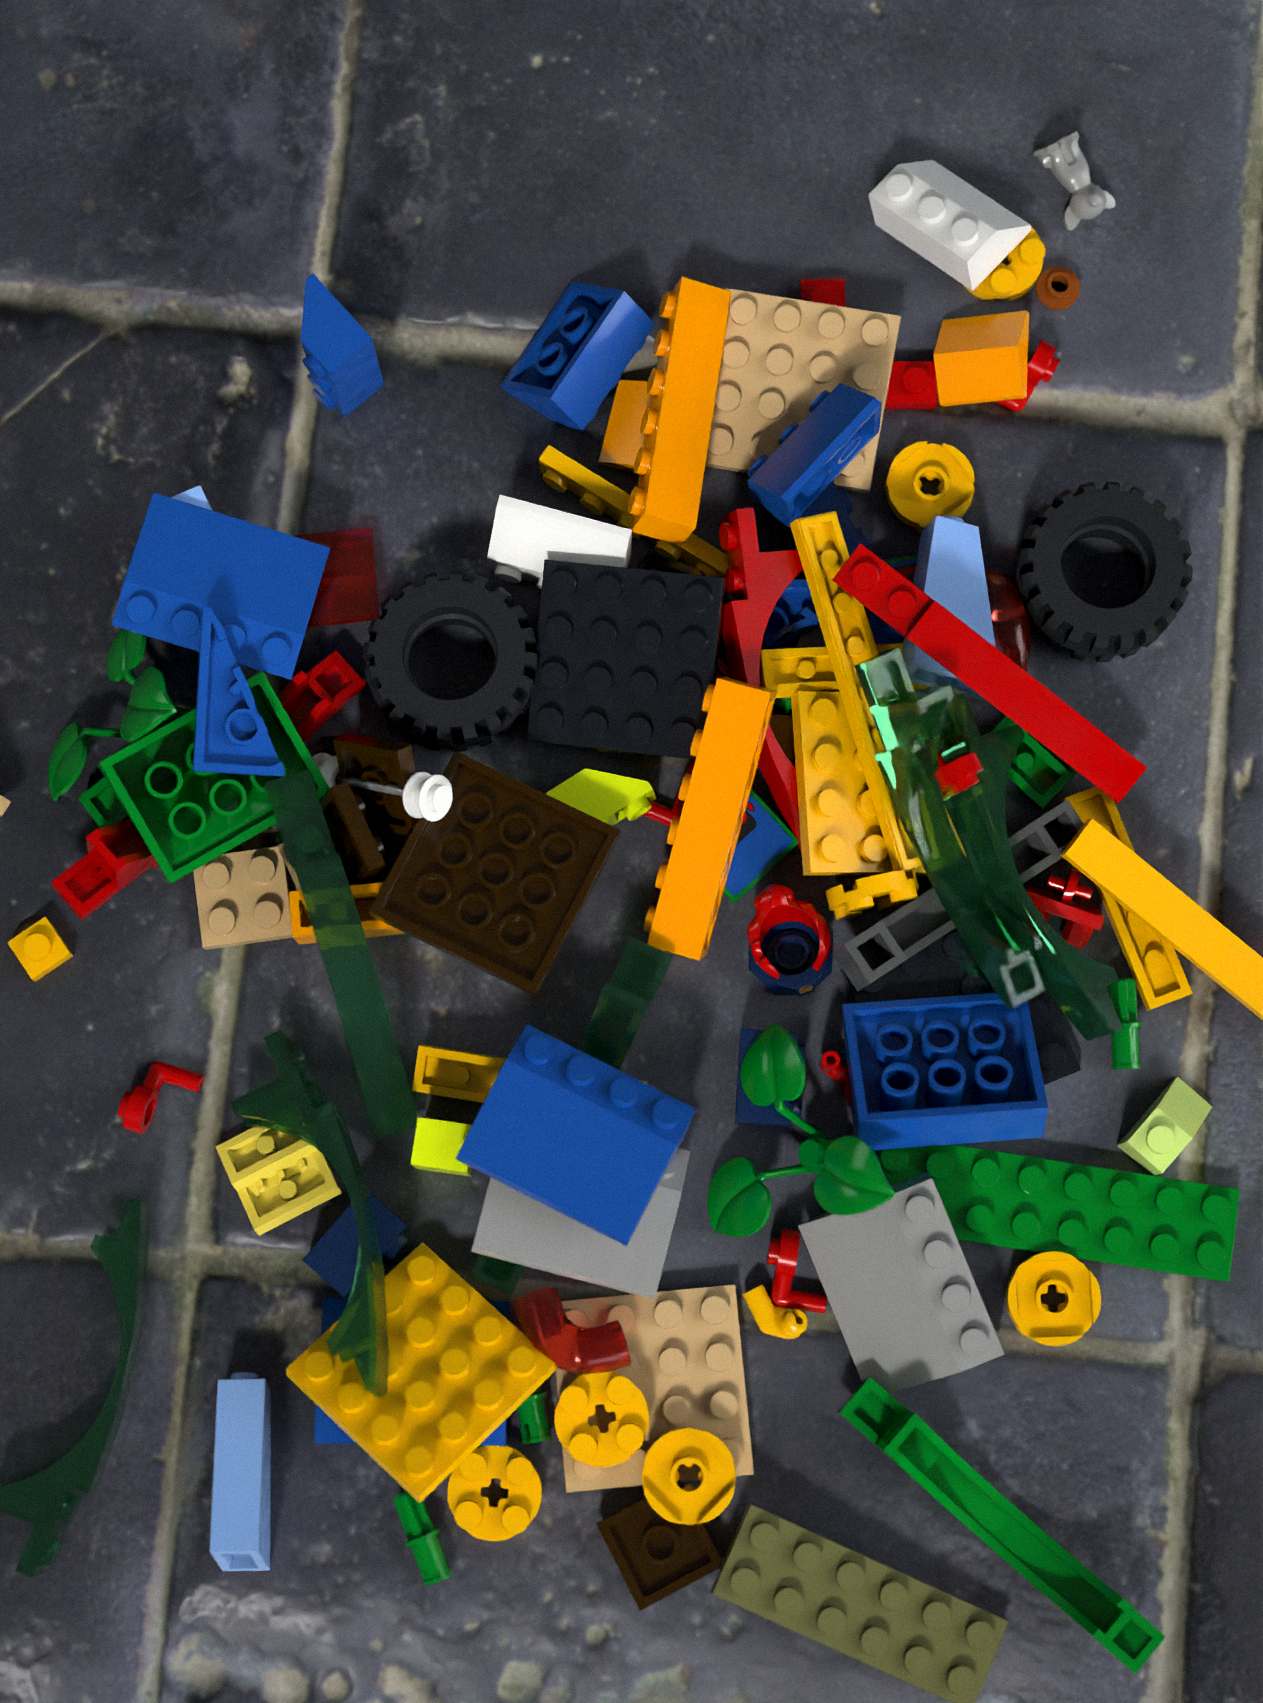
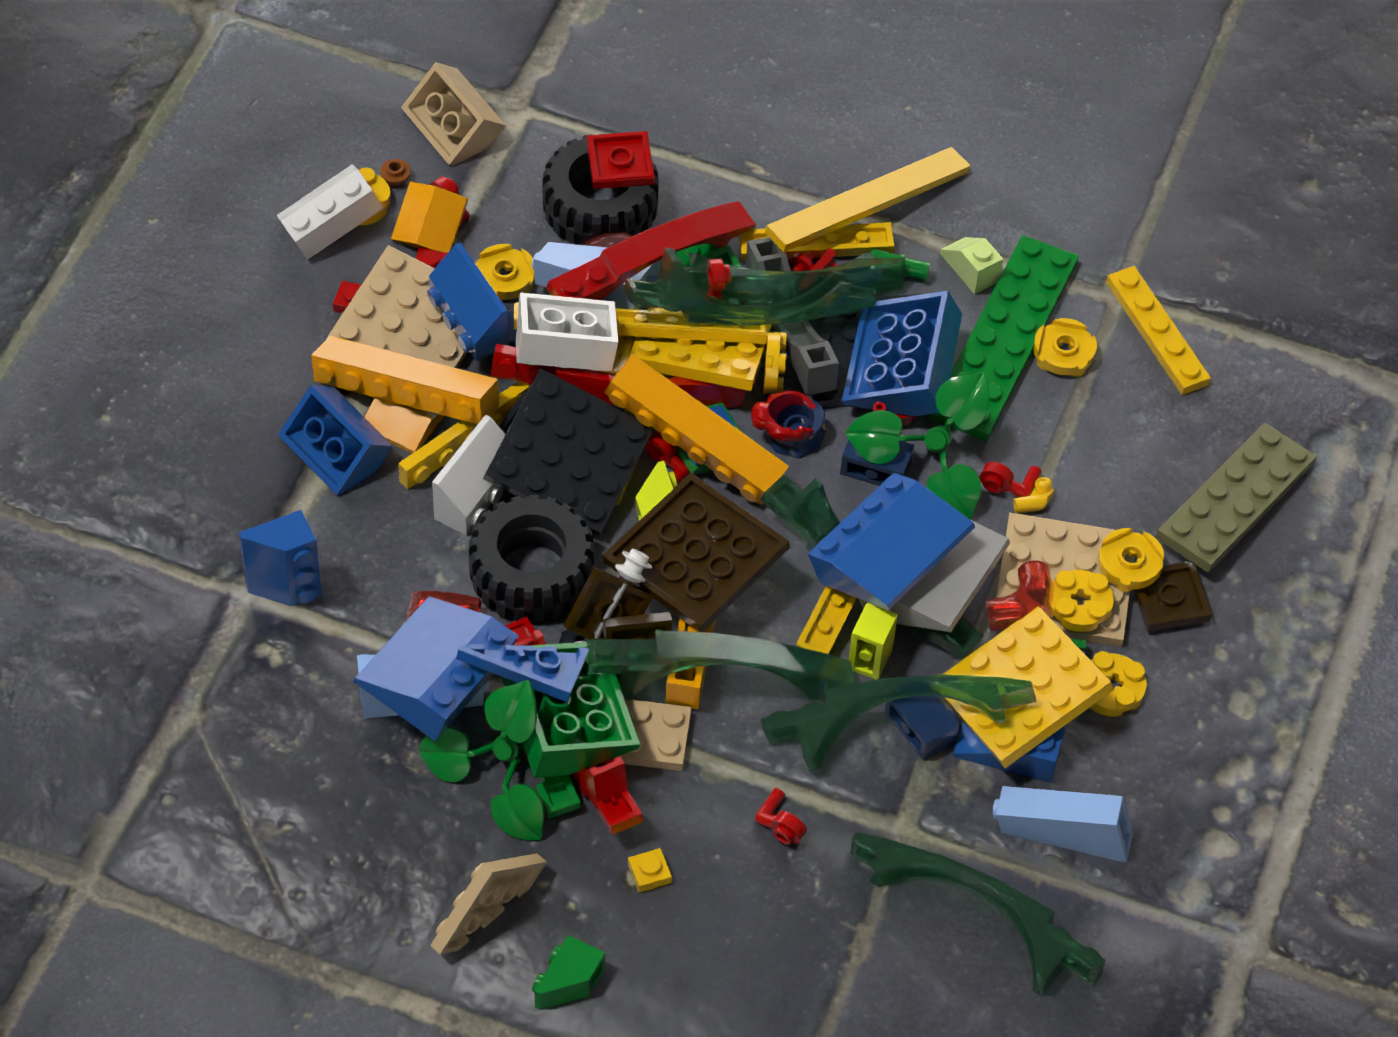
camera: 75 degrees left, 25 degrees down
(276, 1176) = (859, 760): light yellow slope -> none
(422, 1538) = (1132, 731): green axle -> none
(788, 592) = (566, 332): none -> white slope
(902, 1289) = (1041, 416): light grey slope -> none
(1001, 1525) = (1158, 434): green slope -> none
(1072, 171) = (315, 142): light grey animal -> none
(1133, 1428) = (1158, 330): none -> yellow plate
(1140, 580) = (620, 160): none -> red tile
(1182, 332) = (452, 114): none -> tan slope

